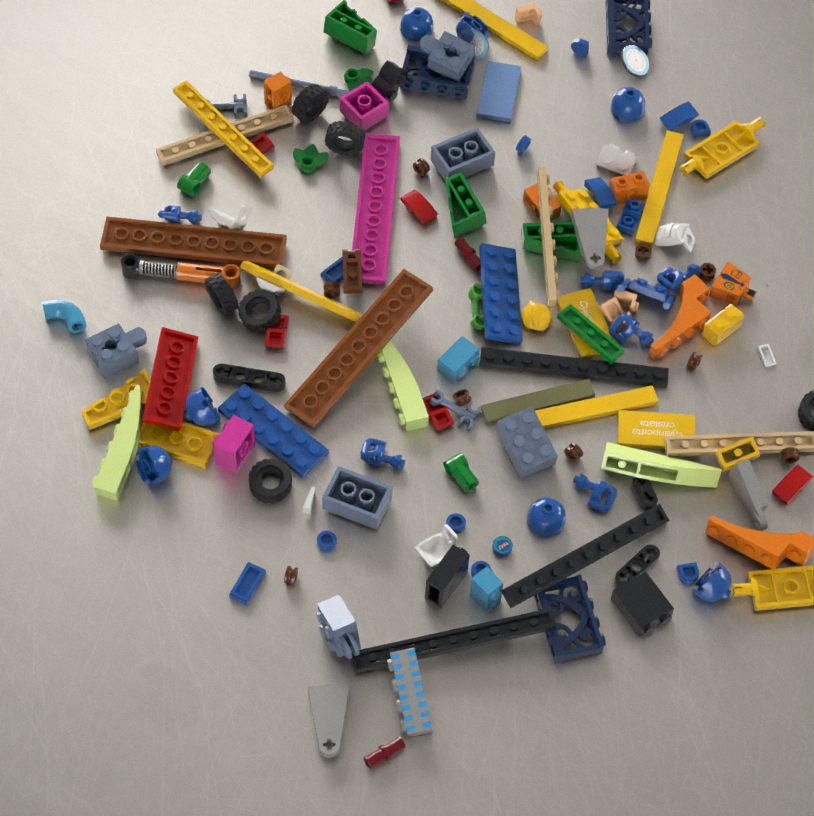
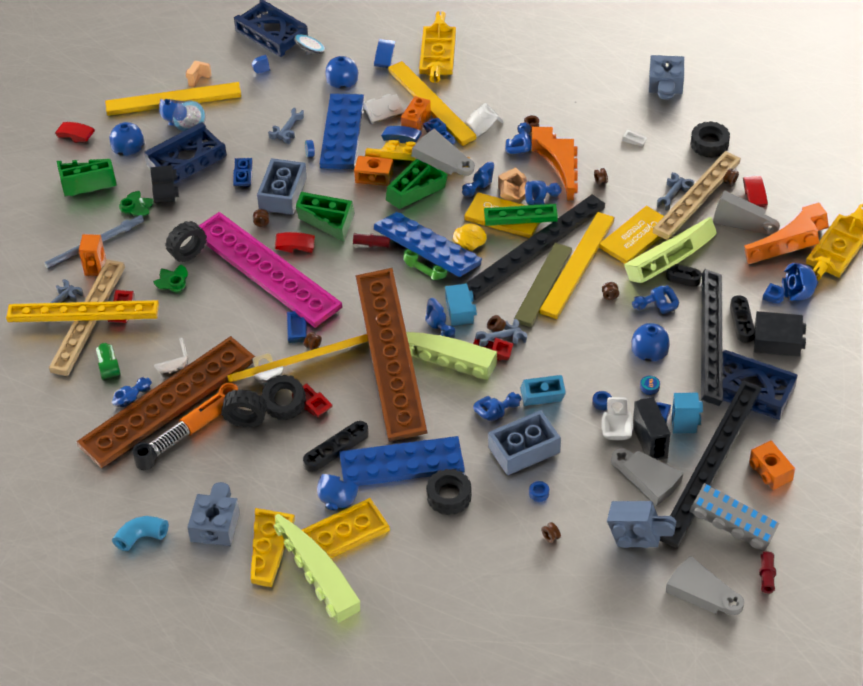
camera: 45 degrees left, 10 degrees down
(153, 464) = (356, 559): blue cylinder -> none
(170, 379) = (286, 495): red plate -> none
(233, 443) = (394, 490): dark pink brick -> none
(247, 583) = (528, 568): blue tile -> none
(307, 508) = (493, 478): white piece -> none
(310, 103) = (127, 241): black tyre -> none
(352, 271) = (313, 314): reddish brown plate -> none
(364, 106) = (167, 212): dark pink brick -> none
(407, 607) = (647, 474): none -> light grey piece
(420, 474) = (542, 390): none -> dark azure brick
(430, 355) = (436, 318): none -> blue piece
(442, 55) = (186, 140): sand blue brick -> none
(459, 469) = (556, 365): green piece -> none
(460, 120) = (243, 172): none -> blue slope
(494, 698) = (771, 465): none -> orange brick
(498, 91) = (244, 133): medium blue tile -> none
(525, 116) = (285, 133): none -> sand blue bar
(526, 442) = (577, 309): sand blue brick -> none
(548, 243) = (417, 179): tan plate -> none
(568, 149) = (342, 131): none -> blue plate
(641, 285) = (522, 157): blue plate -> none
(647, 249) = (480, 145): reddish brown bush -> none
(700, 128) = (406, 50): blue tile -> none
(722, 325) = (588, 141): yellow brick -> none
(732, 285) = (559, 115): orange torso -> none
(737, 452) = (710, 196): yellow brick -> none
(745, 421) = (676, 183): none -> sand blue bar

